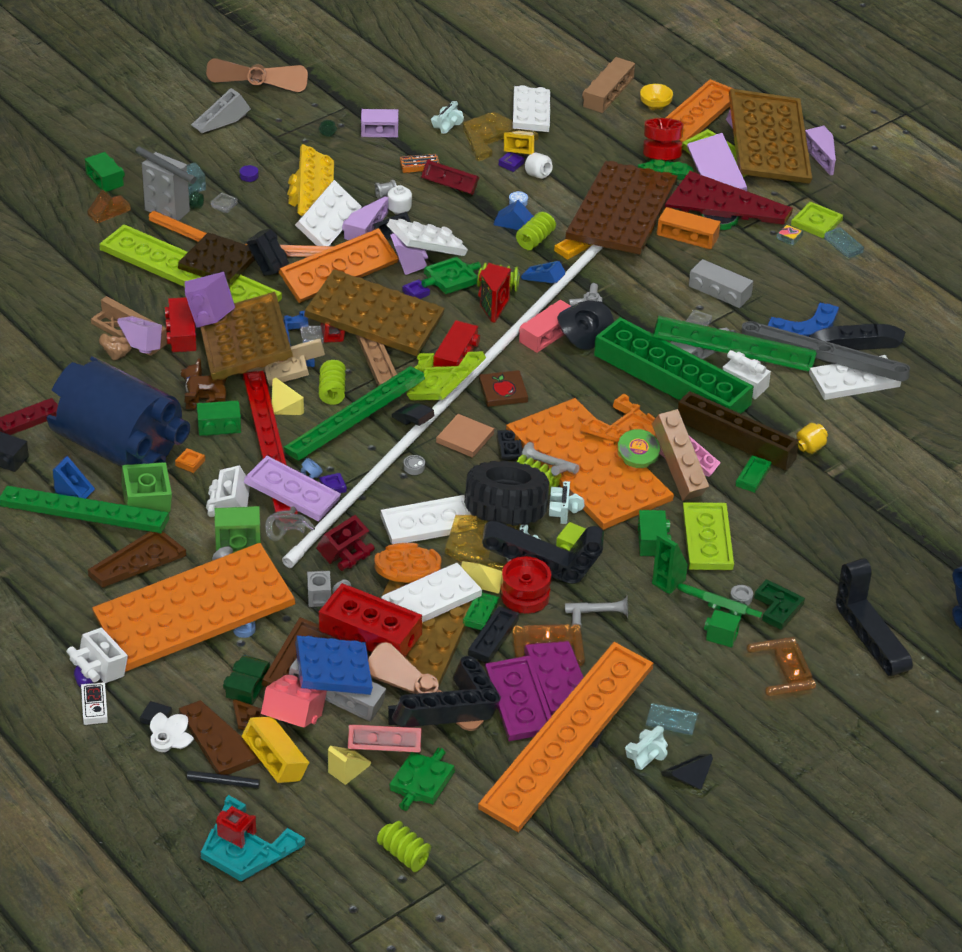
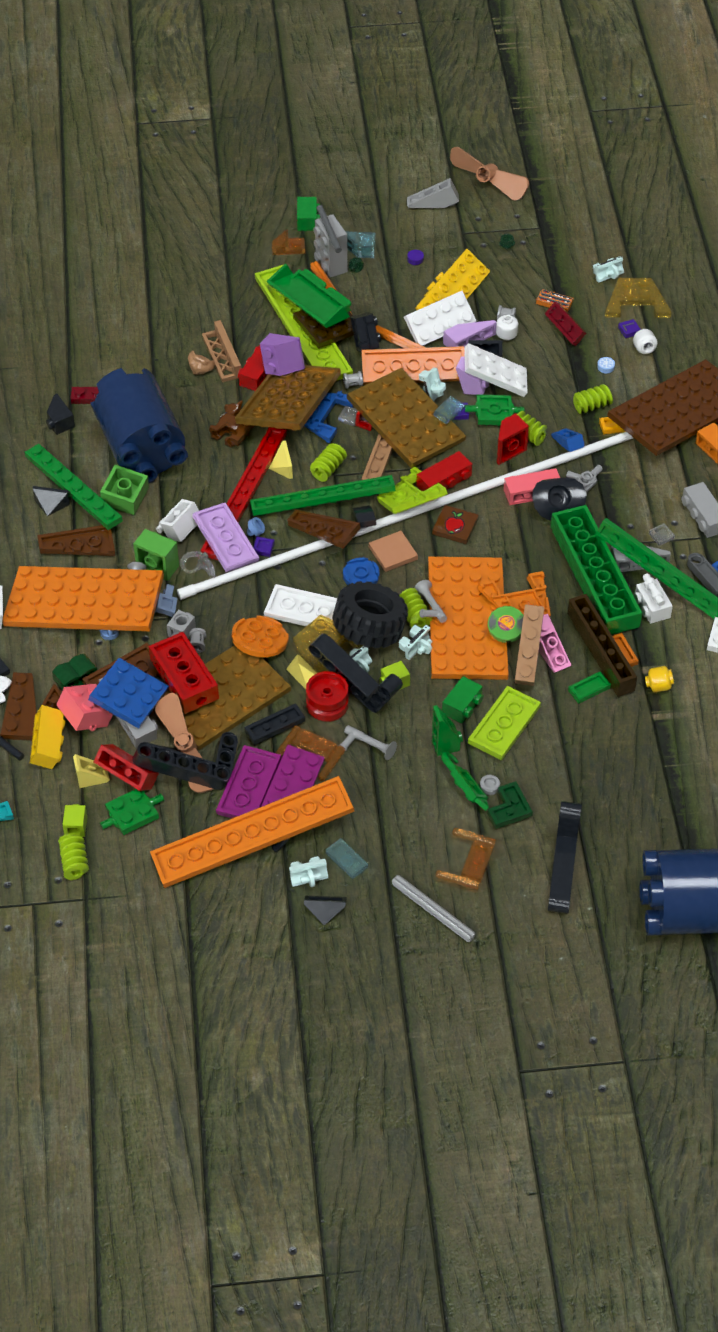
camera: 35 degrees right, 10 degrees up
(68, 531) = (51, 499): none -> slope
(70, 480) = (81, 459): blue slope -> none
(141, 333) = (219, 361): lavender slope -> none
(184, 239) = (311, 295): none -> green slope
(190, 460) = (179, 480): orange tile -> none
(218, 418) = (223, 455): green brick -> none
(224, 202) = (376, 275): clear tile -> none
(286, 571) = (166, 603): none -> sand blue plate
(289, 300) = (352, 379): none -> light grey bush
(295, 366) = (311, 433): tan bracket -> none
(343, 539) = (227, 595): dark red brick -> none
(374, 812) = (75, 820): none -> lime brick
(378, 273) = (432, 385): none -> light aqua hips
(379, 123) = (549, 253): lavender brick -> none
(387, 438) = (326, 528): none -> reddish brown wing
(412, 289) = (449, 410): none -> clear light blue plate
(414, 464) = (334, 558): light grey tile -> none
(436, 592) = (251, 671): white plate -> none
(451, 467) = (361, 570): none -> blue tile
(480, 611) = (281, 699): green plate -> none
(508, 446) = (417, 574): black slope -> none
(513, 216) = (587, 378): blue slope -> none
(519, 142) = (644, 315): yellow slope -> none
(531, 108) = (684, 287): white plate -> none
(722, 628) = (447, 805): green brick -> none
(789, 723) = (433, 908): none -> light grey axle

